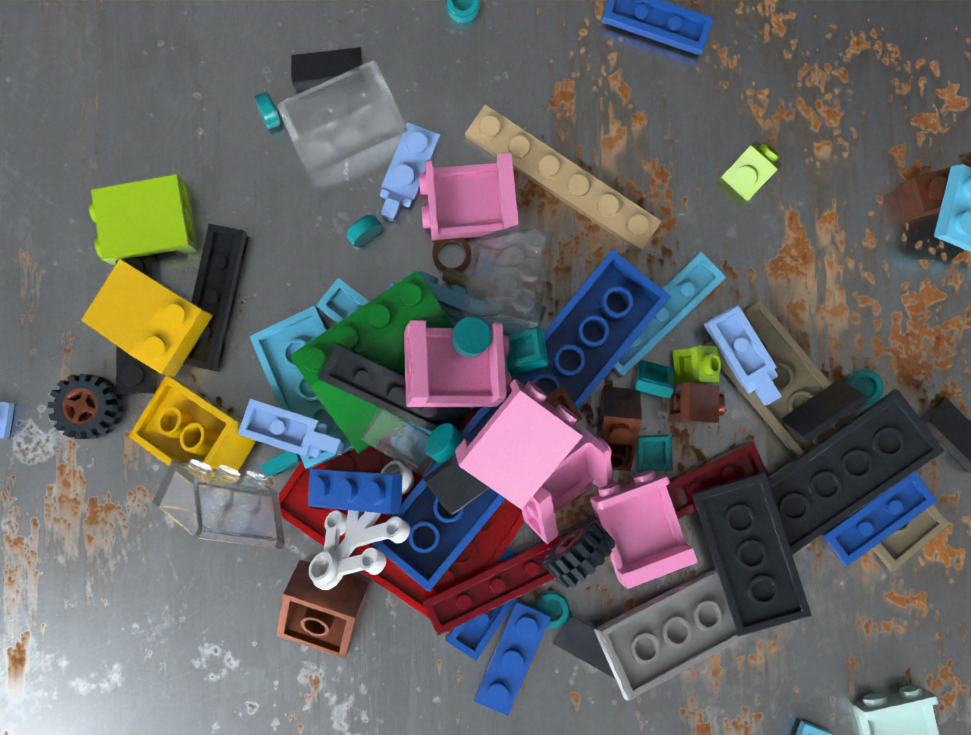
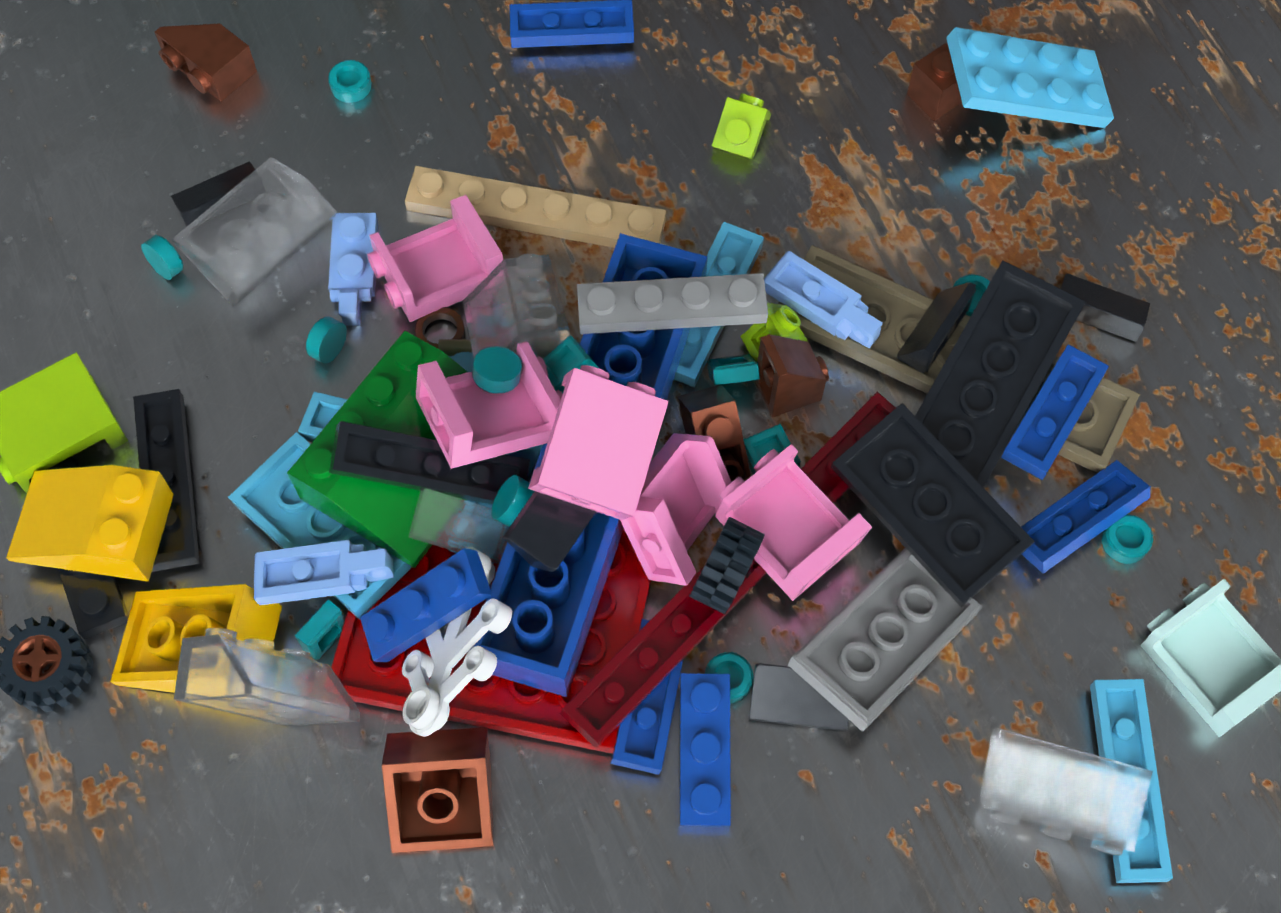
camera: 25 degrees left, 20 degrees down
(626, 329) = (672, 303): none -> light grey plate
(860, 597) = (1083, 514): none -> blue plate
(883, 625) = (1127, 539): none -> teal tile

